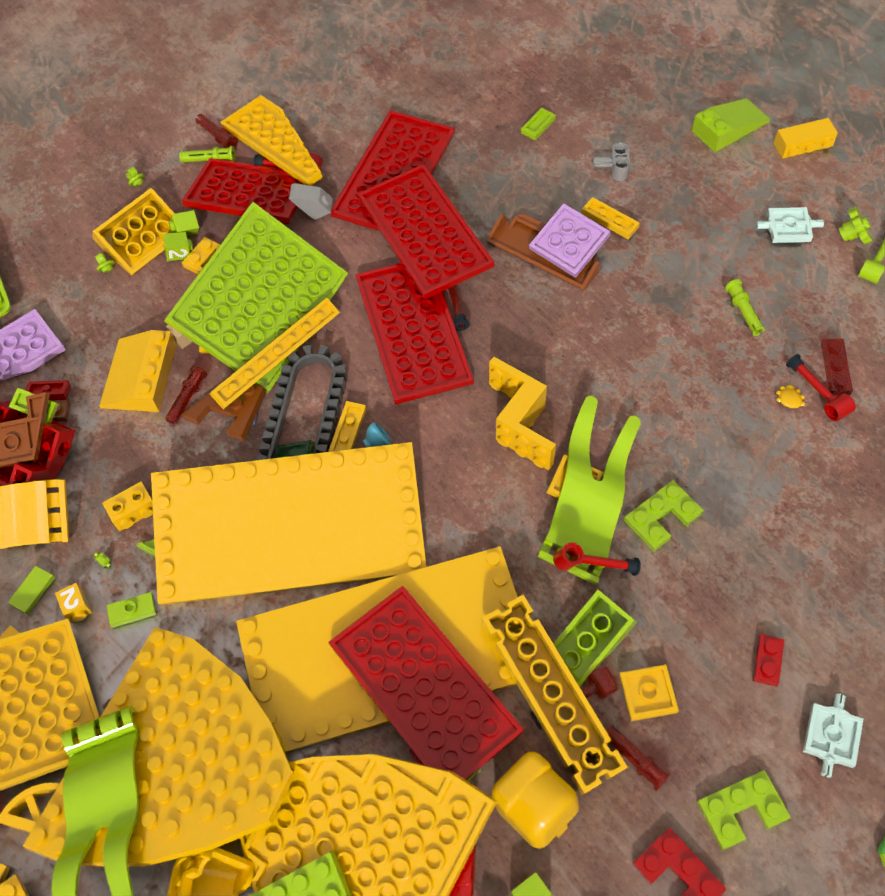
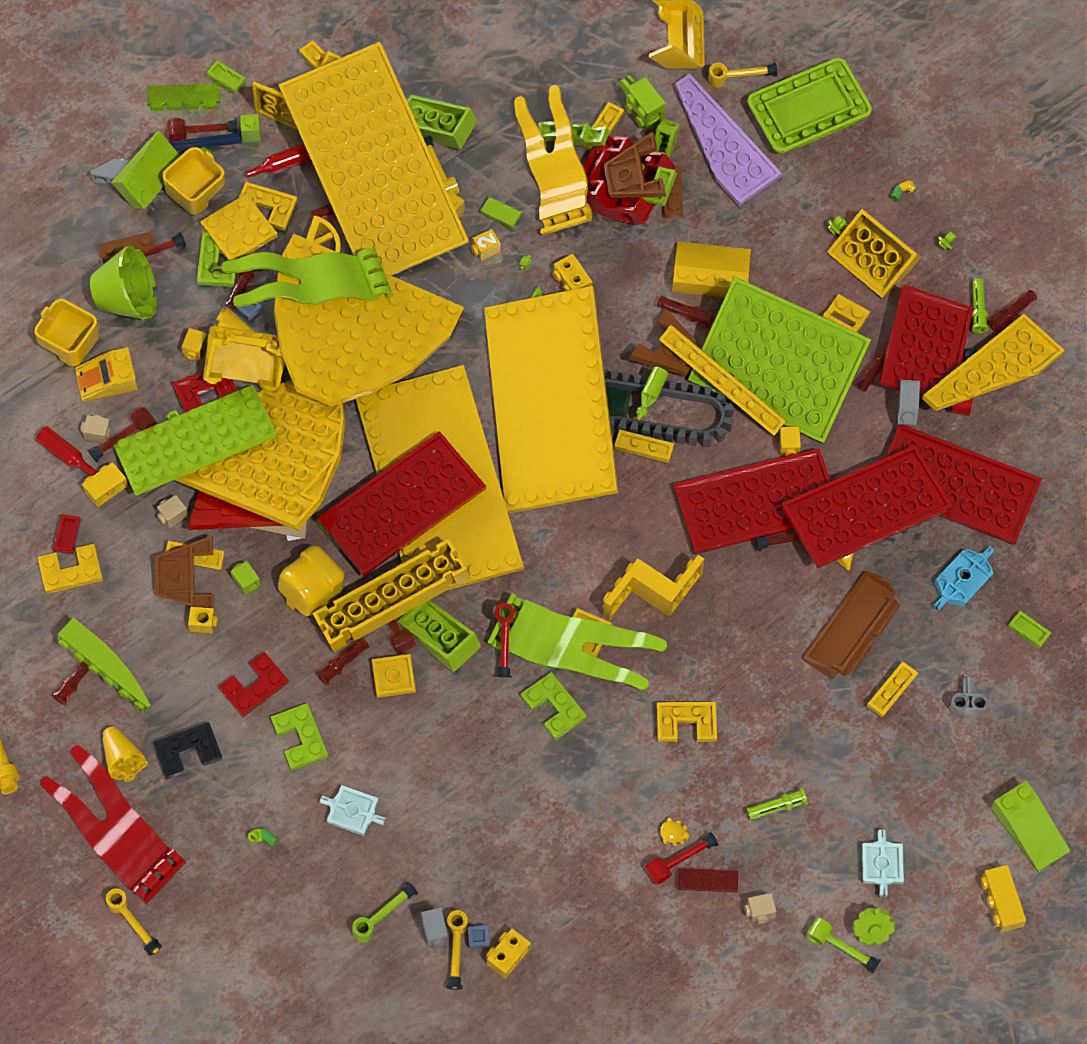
camera: 85 degrees right, 5 degrees up
(57, 389) = (692, 196): red plate -> none
(69, 212) = (900, 188): none -> arm
(131, 610) = (480, 289): lime plate -> none
(177, 246) = (855, 287): lime brick -> none
(184, 222) = (881, 290): lime brick -> none
(285, 416) = (651, 390): none -> lime wheel
(347, 299) = (789, 441): none -> yellow brick
(376, 436) = (636, 471): medium azure brick -> none
(499, 175) = (958, 590): none -> medium azure plate
(569, 240) = (856, 643): lavender plate -> none
(659, 399) = (686, 712): none -> yellow plate
(768, 660) = (418, 773): red plate -> none
(859, 318) = (760, 908): none -> tan brick

